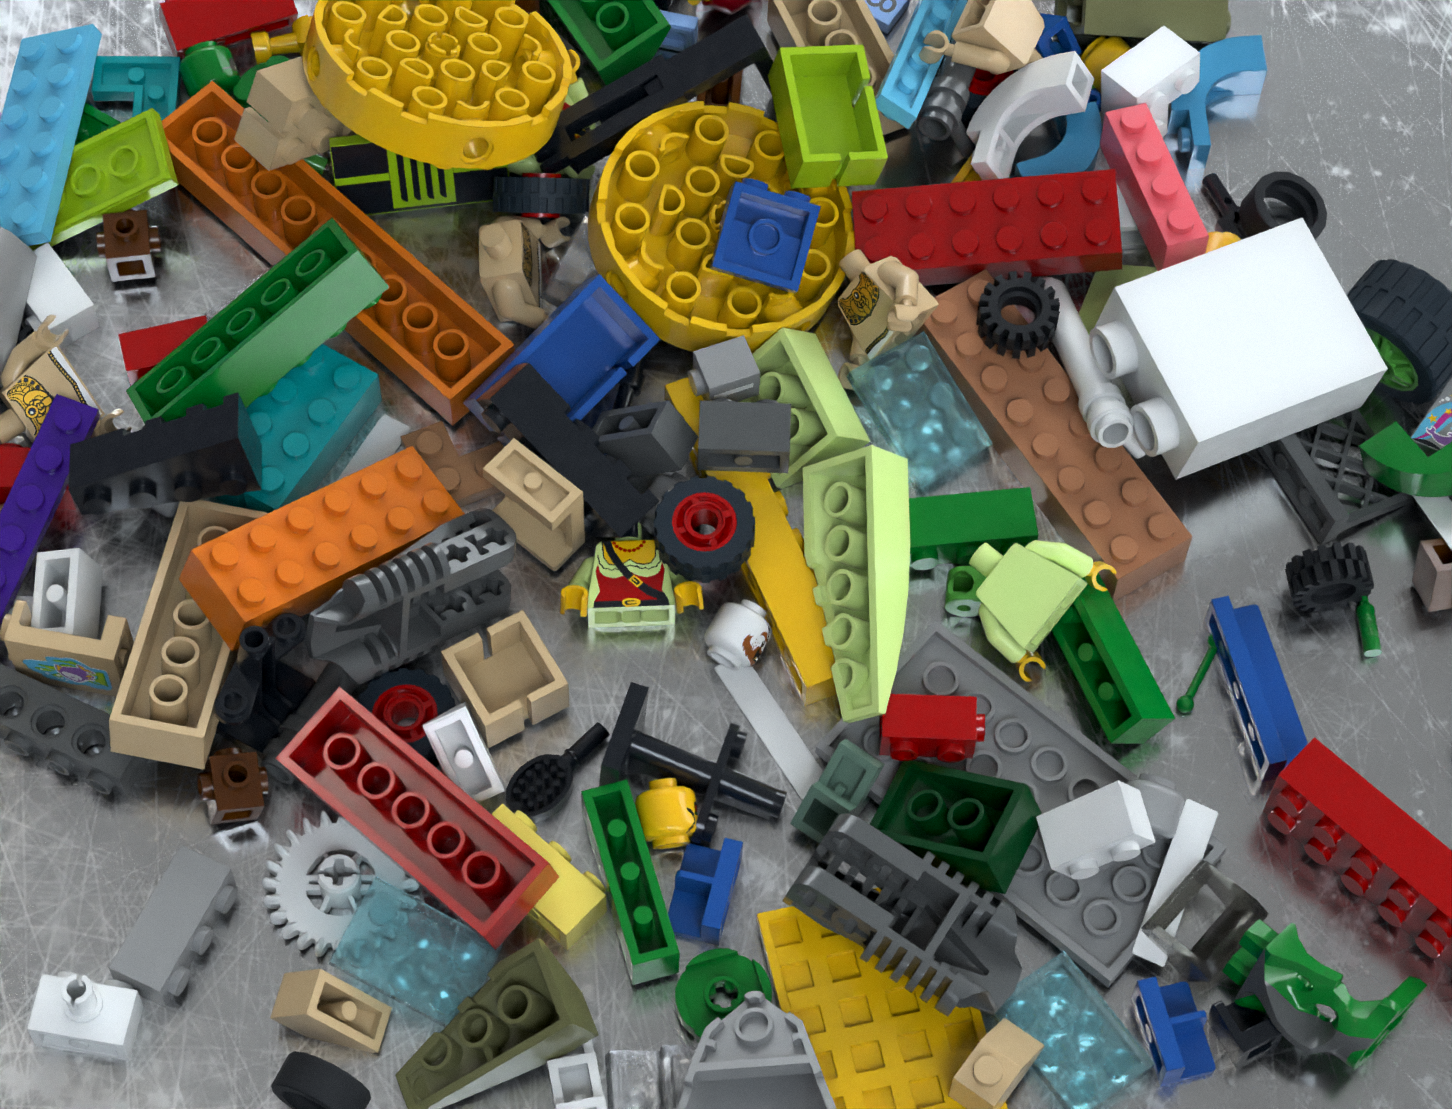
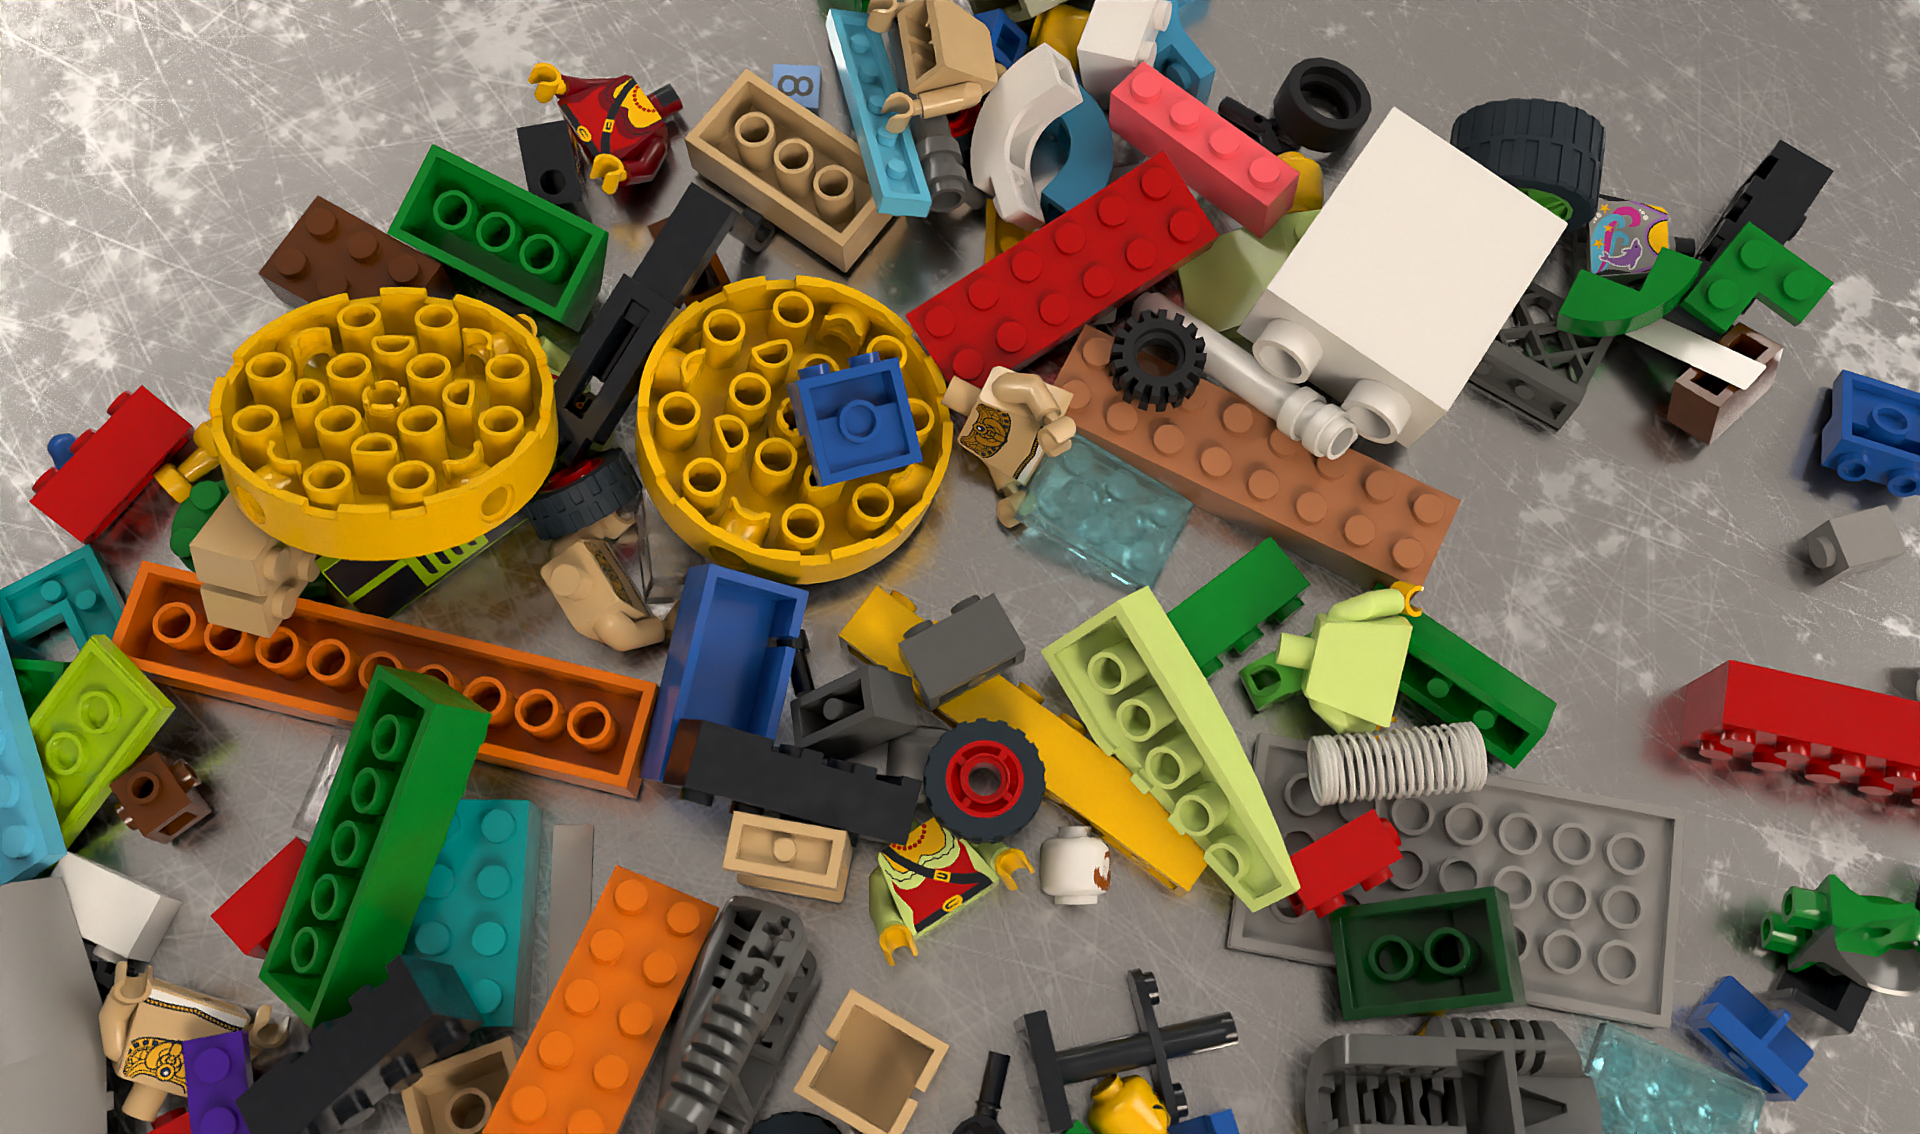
camera: 30 degrees left, 10 degrees up
(208, 63) = (130, 537): green head -> none
(458, 474) = (671, 858): medium nougat plate -> none
(682, 32) = (617, 223): light blue tile -> none
(725, 371) = (898, 591): light grey brick -> none
(772, 727) = (1169, 944): white sticker -> none
(816, 116) = (838, 266): lime piece -> none
(822, 417) = (970, 552): yellowish green slope -> none
(838, 791) = (1286, 990): sand green brick -> none
(1071, 711) = (1465, 758): none -> white piece
(1096, 830) = (1581, 887): white brick -> none
(1161, 804) = (1604, 823): light grey head -> none
(1182, 856) = (1665, 882): white sticker -> none
(1185, 703) = (1529, 591): green hinge -> none
(1220, 940) = (1741, 910): clear smoke tile -> none
(1256, 685) = (1603, 621): blue panel -> none
(1329, 577) = (1607, 465): black tyre -> none
(1368, 628) = (1647, 479): green piece -> none

